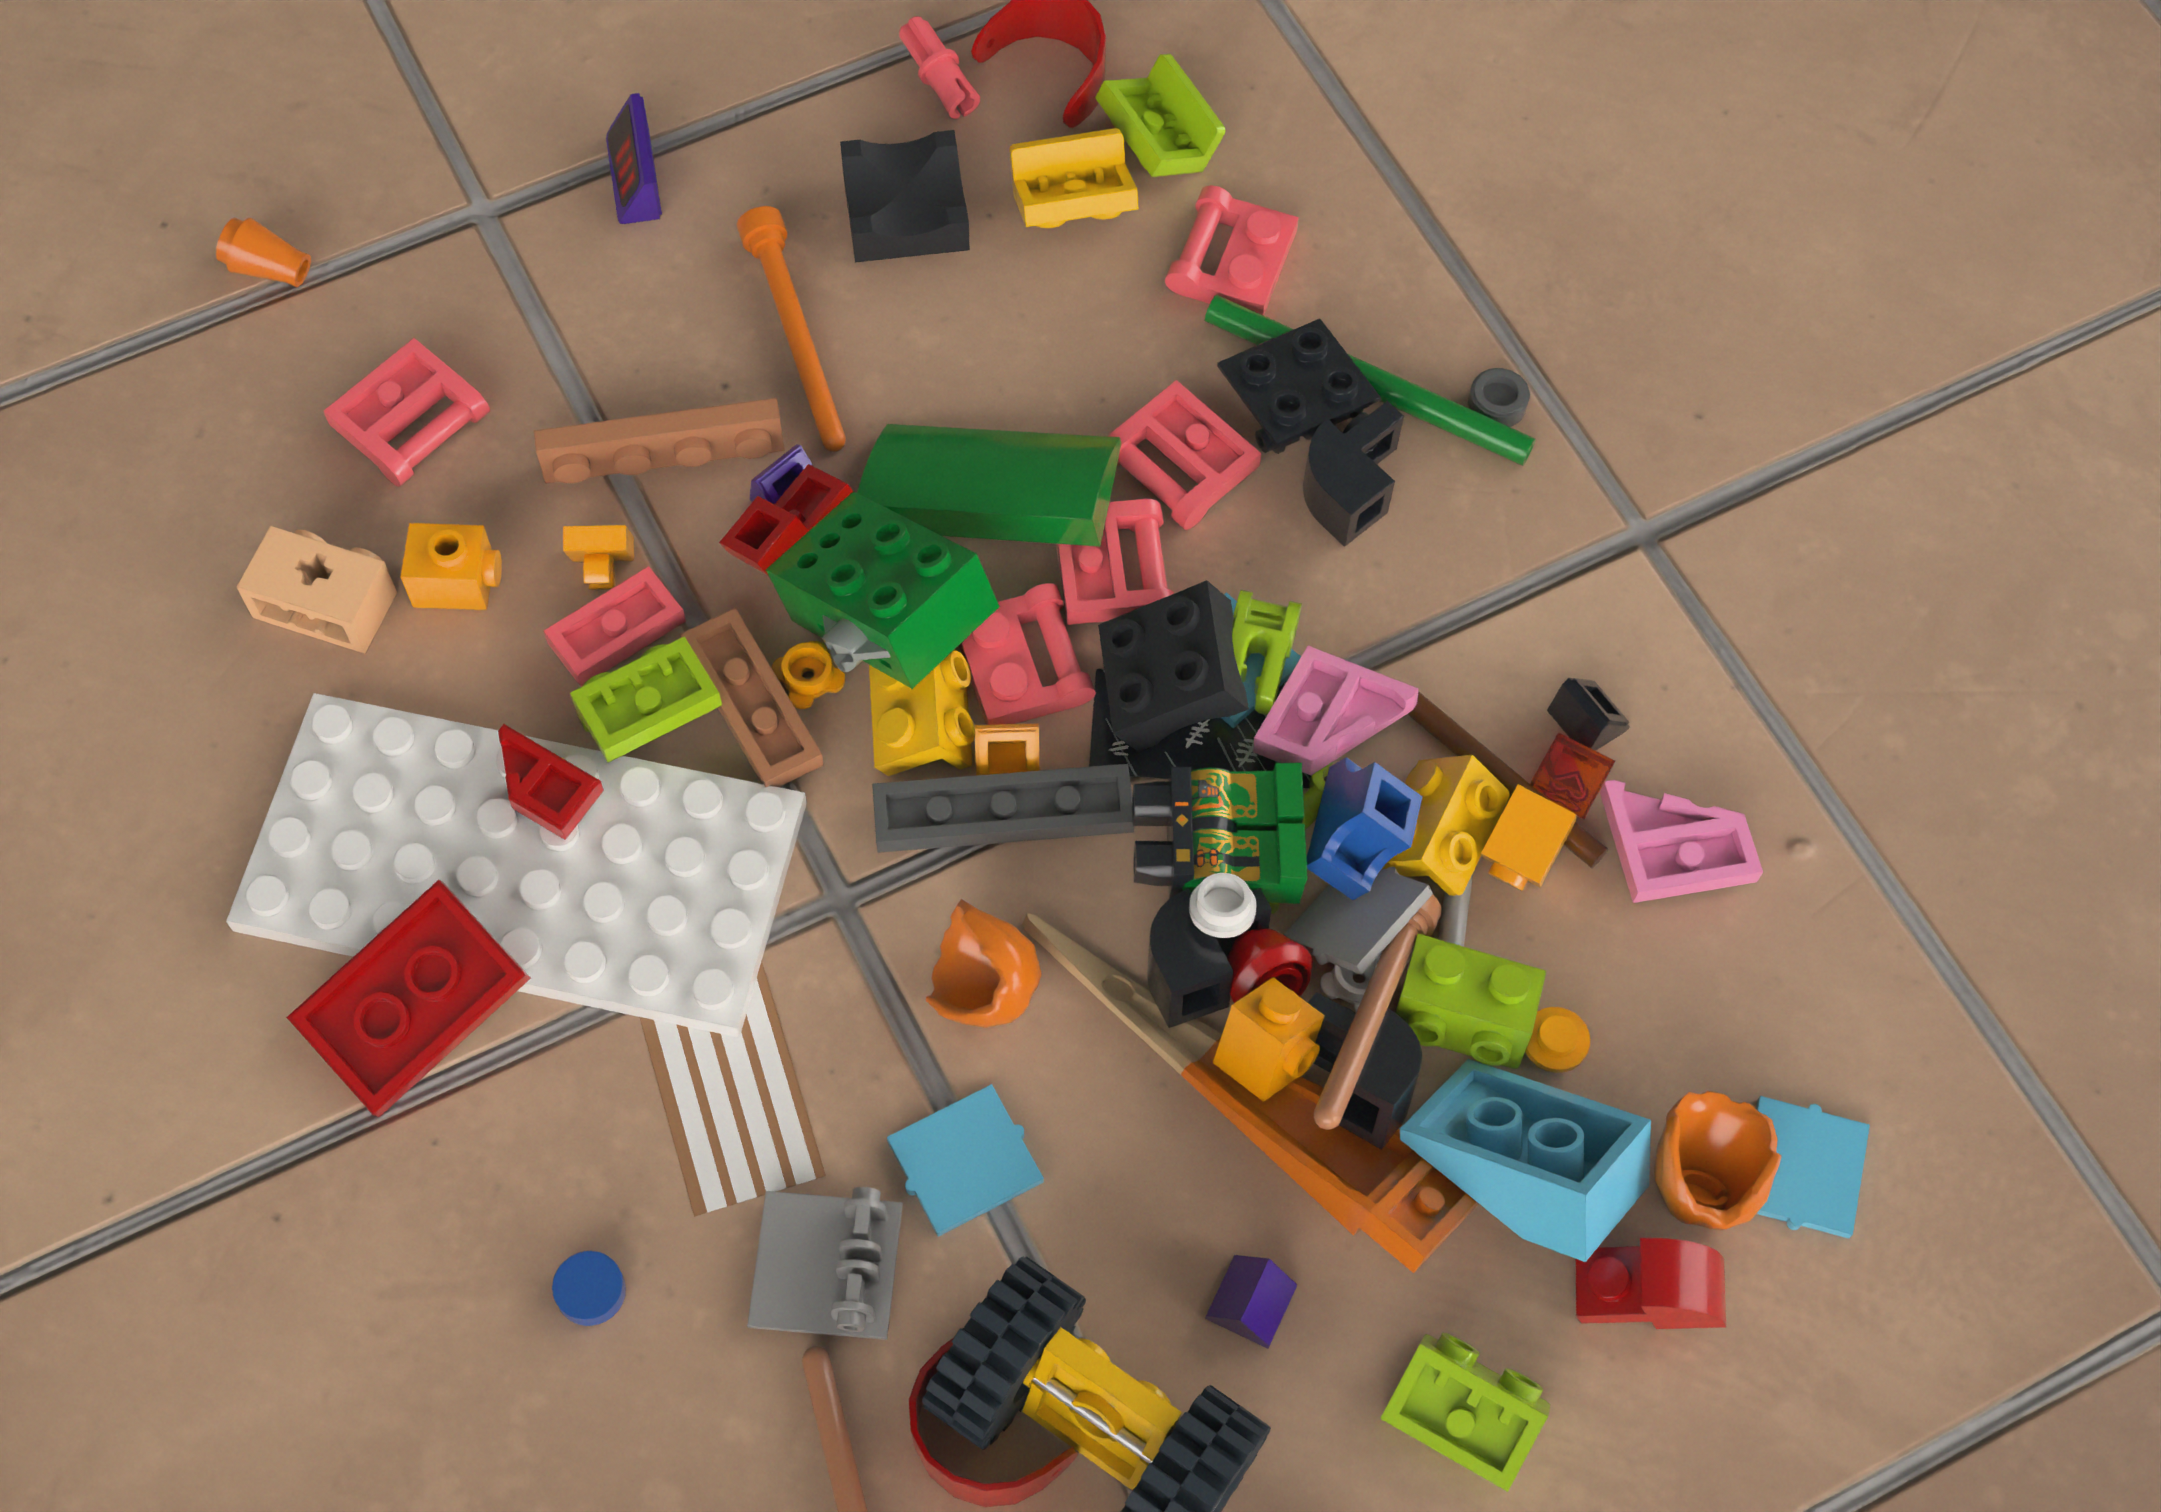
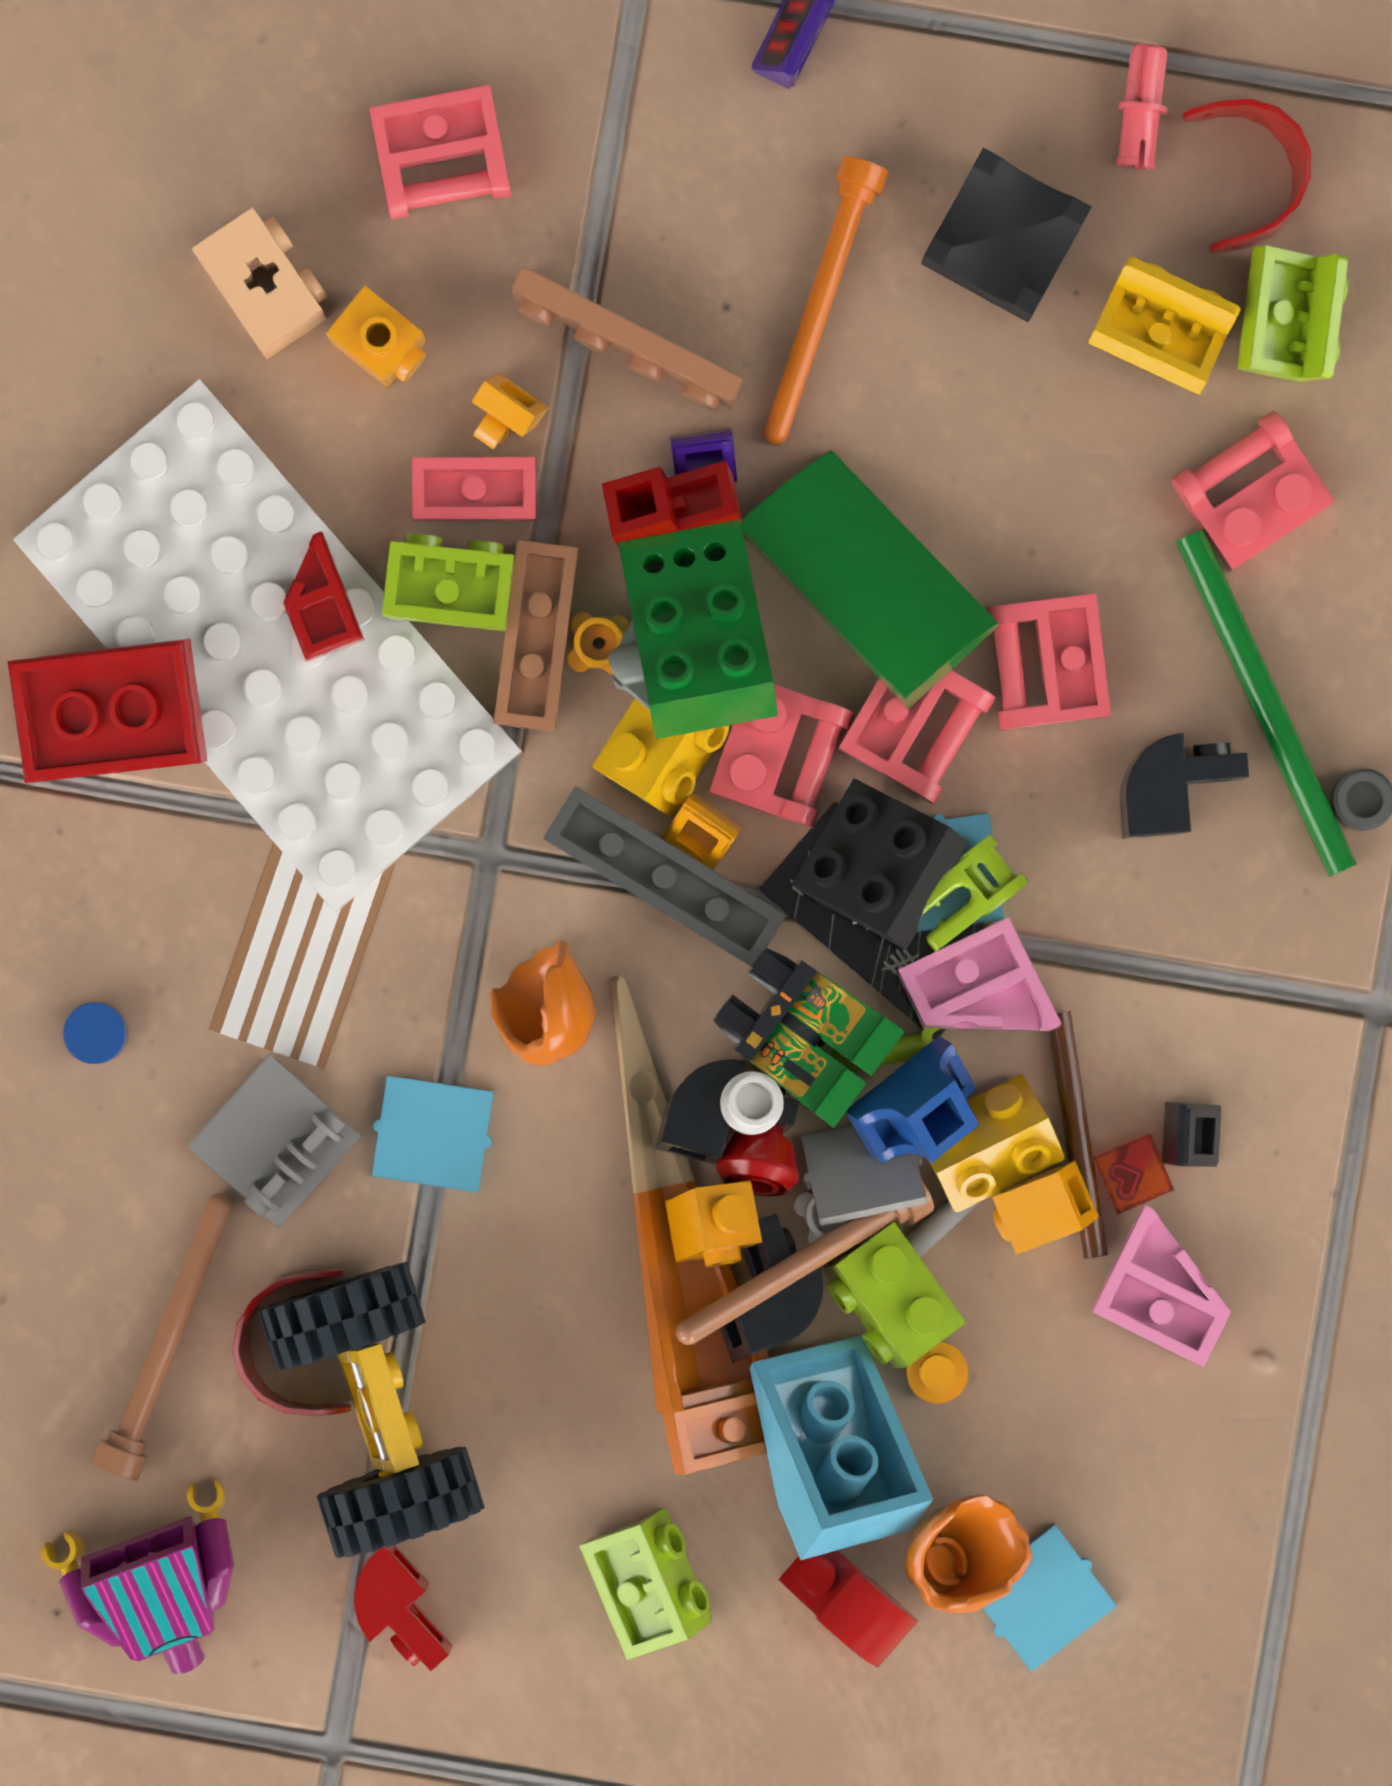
camera: 35 degrees right, 25 degrees up
(1252, 1299) = (558, 1392): dark purple slope -> none
(1298, 384) = (1195, 672): black hinge -> none

